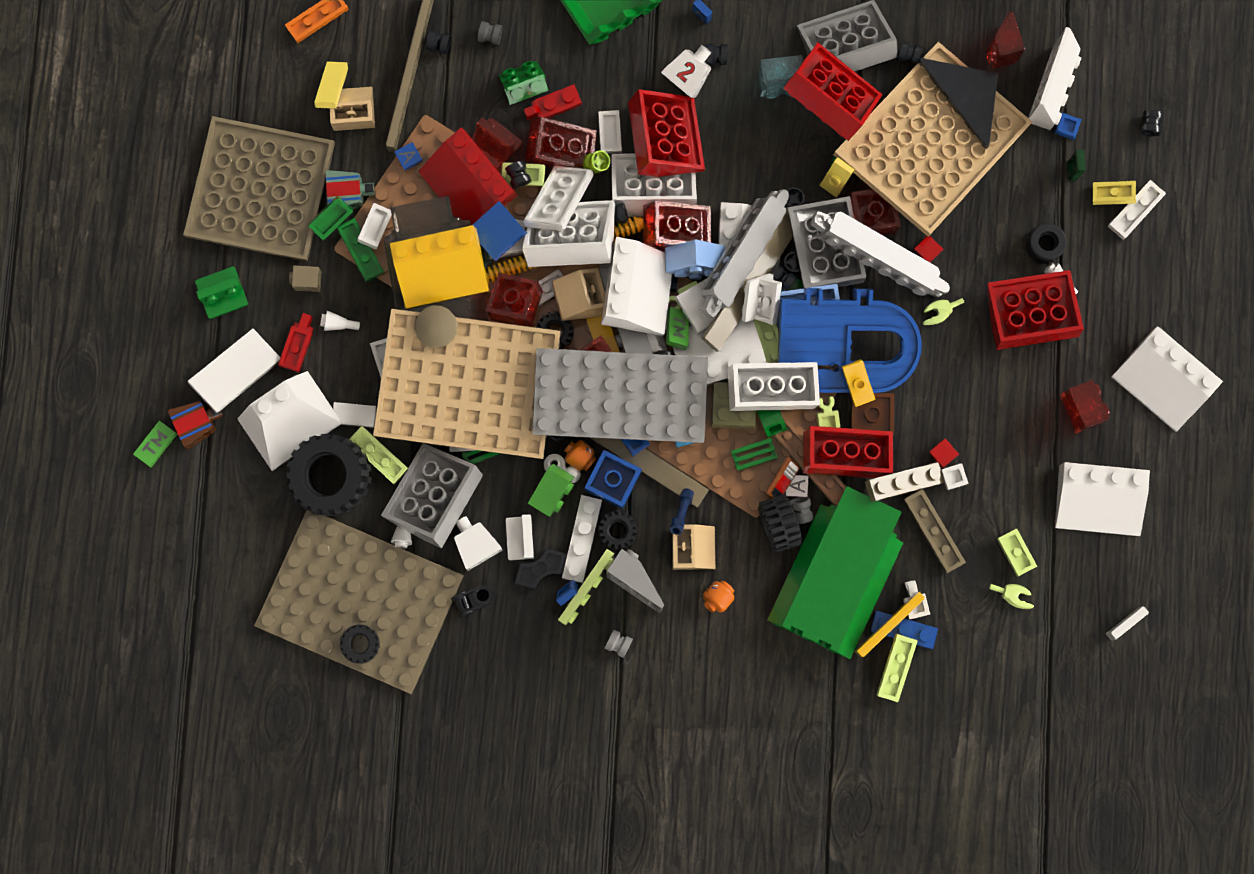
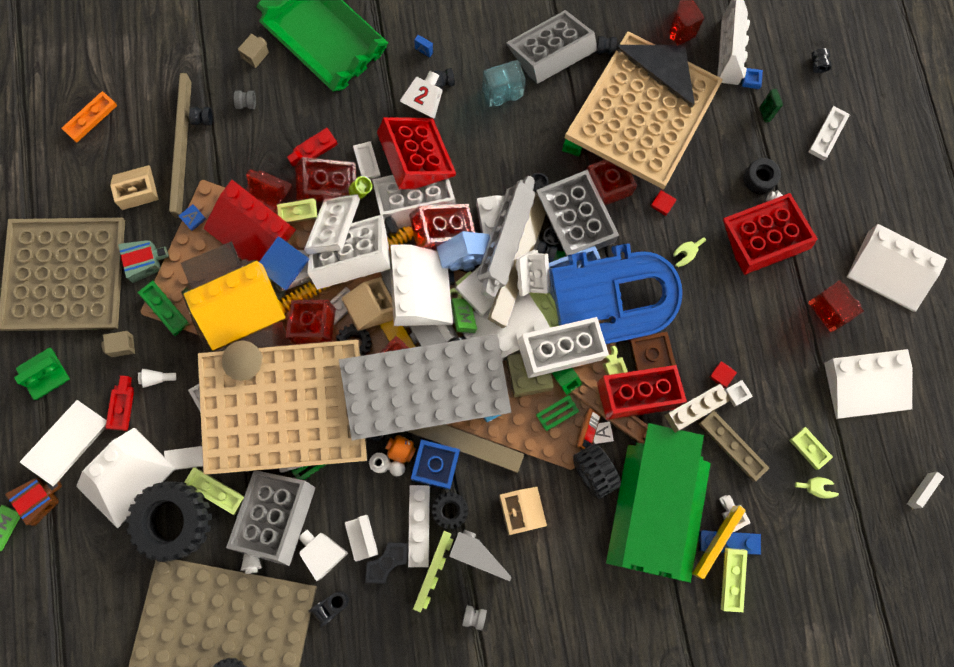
camera: 15 degrees left, 5 degrees down
(330, 217) = (129, 285): green tile -> none
(331, 85) = (110, 170): light yellow tile -> none
(374, 226) = (172, 284): white tile -> none
(518, 174) = (292, 211): black wheel -> none
(523, 82) = (282, 135): green bracket -> none
(551, 490) = (380, 487): bright green brick -> none
(567, 592) = (415, 580): blue tile -> none
(635, 446) = (449, 430): blue tile -> none
(678, 523) = (504, 493): dark blue bar -> none
(718, 596) = (556, 551): orange head -> none
(802, 509) = (612, 450): dark grey wheel -> none
(833, 91) = (552, 84): red slope -> none
(837, 177) = (571, 156): light yellow plate -> none
(858, 383) = (634, 328): yellow plate -> none
(880, 253) = (626, 211): hinge -> none
(1114, 192) = (807, 122): light yellow plate -> none

